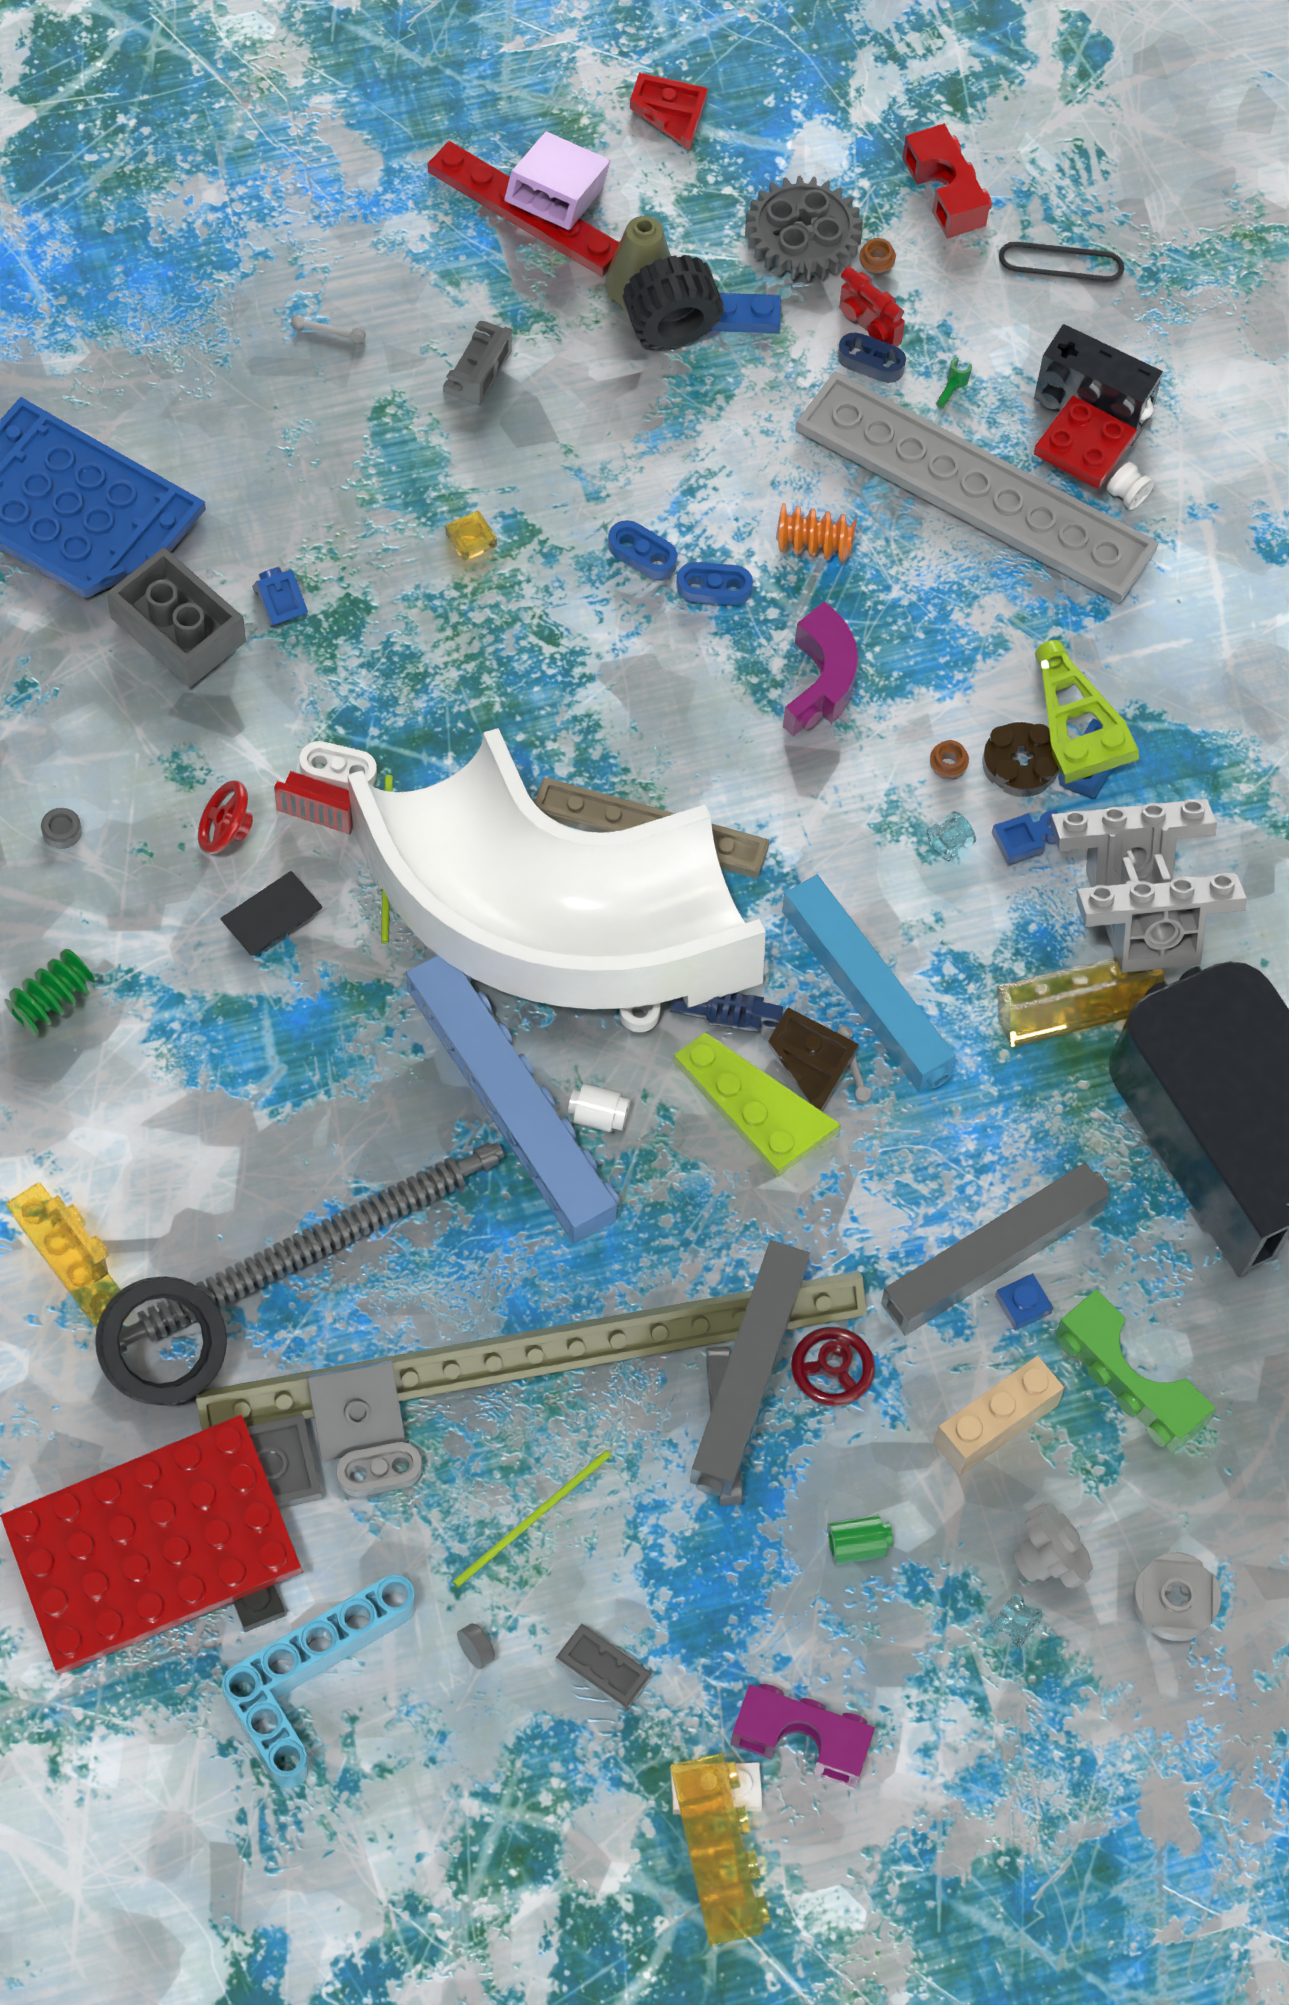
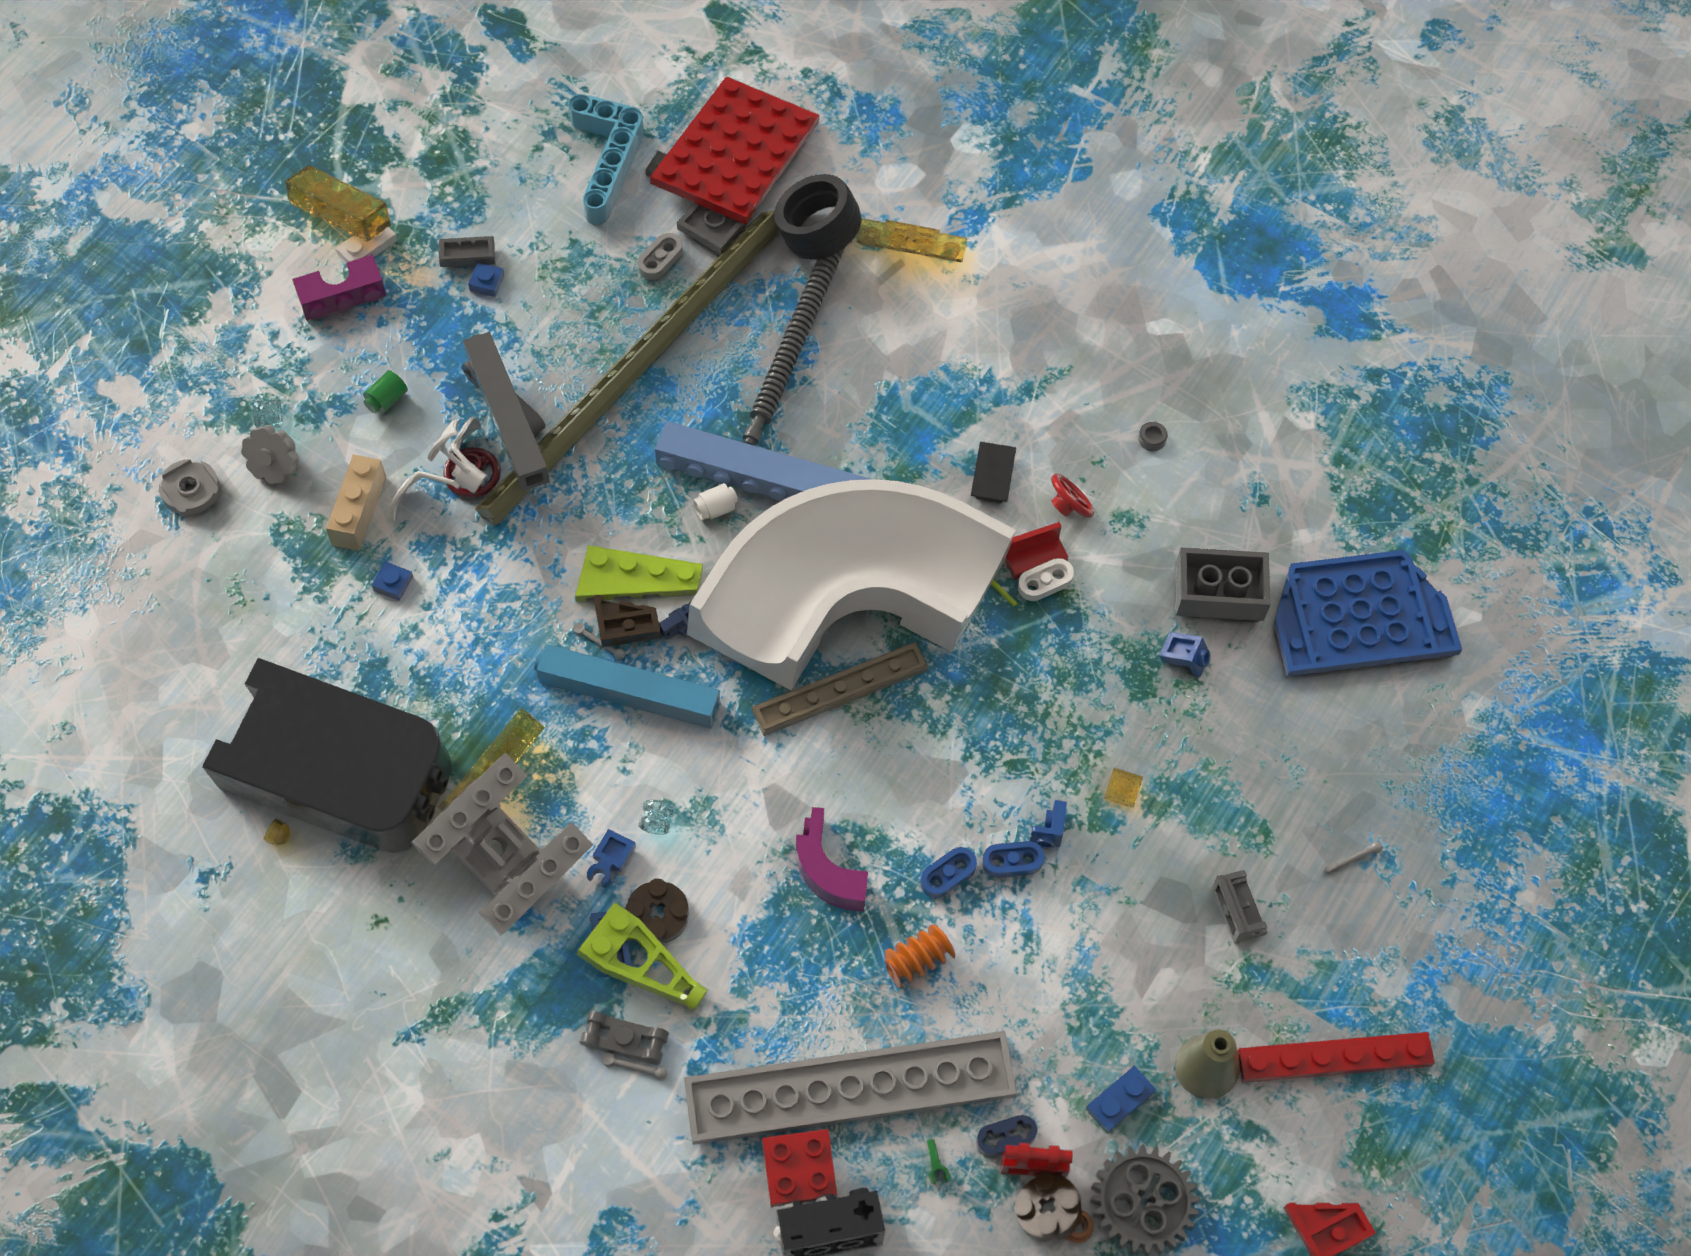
camera: 140 degrees right, 0 degrees up
(49, 990) = (1057, 340): green piece -> none
(355, 1408) = (695, 266): plate -> none
(476, 1645) = (538, 216): dark grey tile -> none
(531, 1518) = (565, 296): lime piece -> none
(557, 180) = (1330, 1080): brick -> none
(574, 543) = (1052, 832): none -> blue bracket
(610, 1613) = (486, 279): none -> blue plate
(673, 302) = (1160, 1037): black tyre -> none
(864, 1325) = (464, 473): none -> white plant
(905, 261) = (1048, 1225): none -> plate
(949, 750) = (698, 865): dark orange plate -> none
(995, 1248) = (428, 592): dark grey brick -> none
(1130, 485) = (747, 1175): white wheel -> none
(1146, 675) = (624, 1038): none -> dark grey plate
(1168, 1409) = (262, 575): bright green arch -> none
(1174, 672) = (609, 1060): none -> light grey hinge

